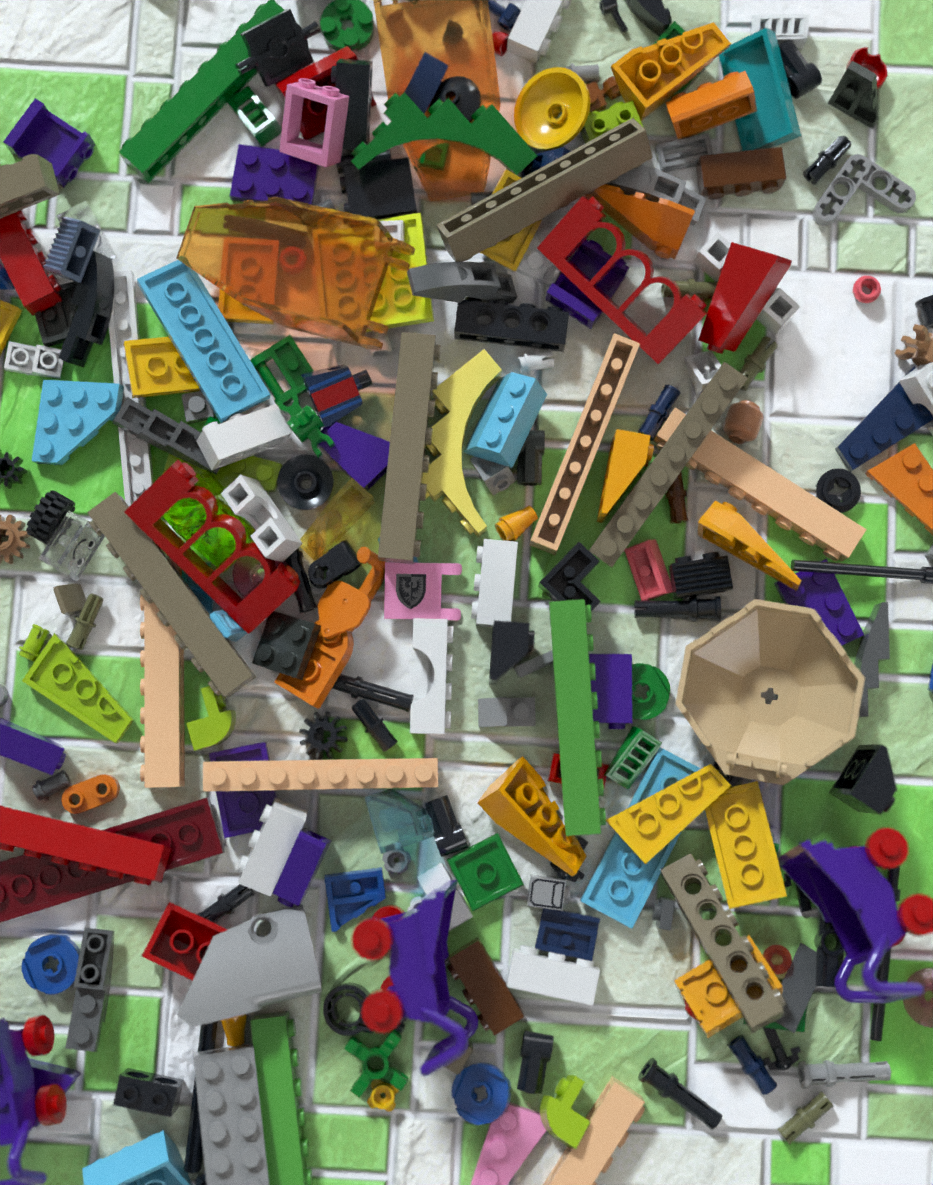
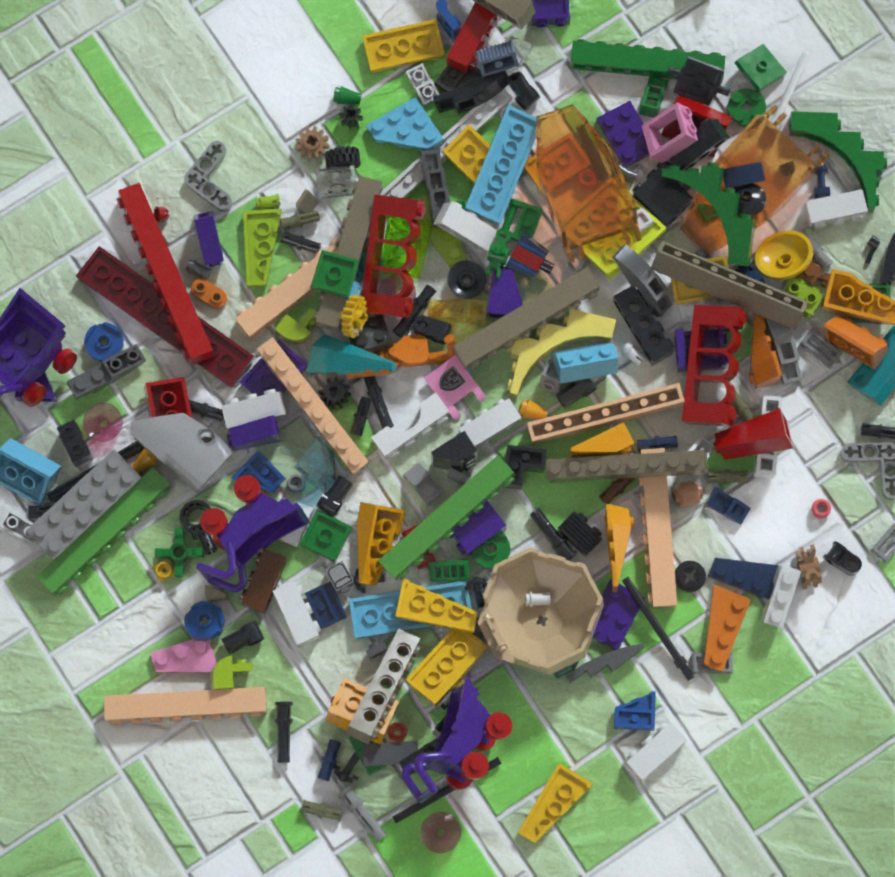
camera: 55 degrees right, 5 degrees down
(112, 641) = (300, 242): none -> black pin
(135, 1044) = (99, 413): none -> dish
(137, 252) = (525, 93): none -> black piece
(184, 631) = (335, 274): none -> green plate
(196, 407) = (463, 189): light grey plate -> none
(251, 646) = (353, 316): none -> yellow gear
(273, 532) = (424, 282): white arch -> none
(282, 702) = (338, 356): none -> teal wedge
(500, 42) = (801, 197): red hinge -> none
(648, 570) = (563, 503): coral slope -> none
(669, 738) = (476, 582): none -> black piece
(741, 172) = (832, 387): reddish brown brick -> none
(743, 683) = (537, 599): none -> white pin
(787, 388) = (727, 505): none -> dark blue slope
(867, 780) = (531, 702): black slope -> none

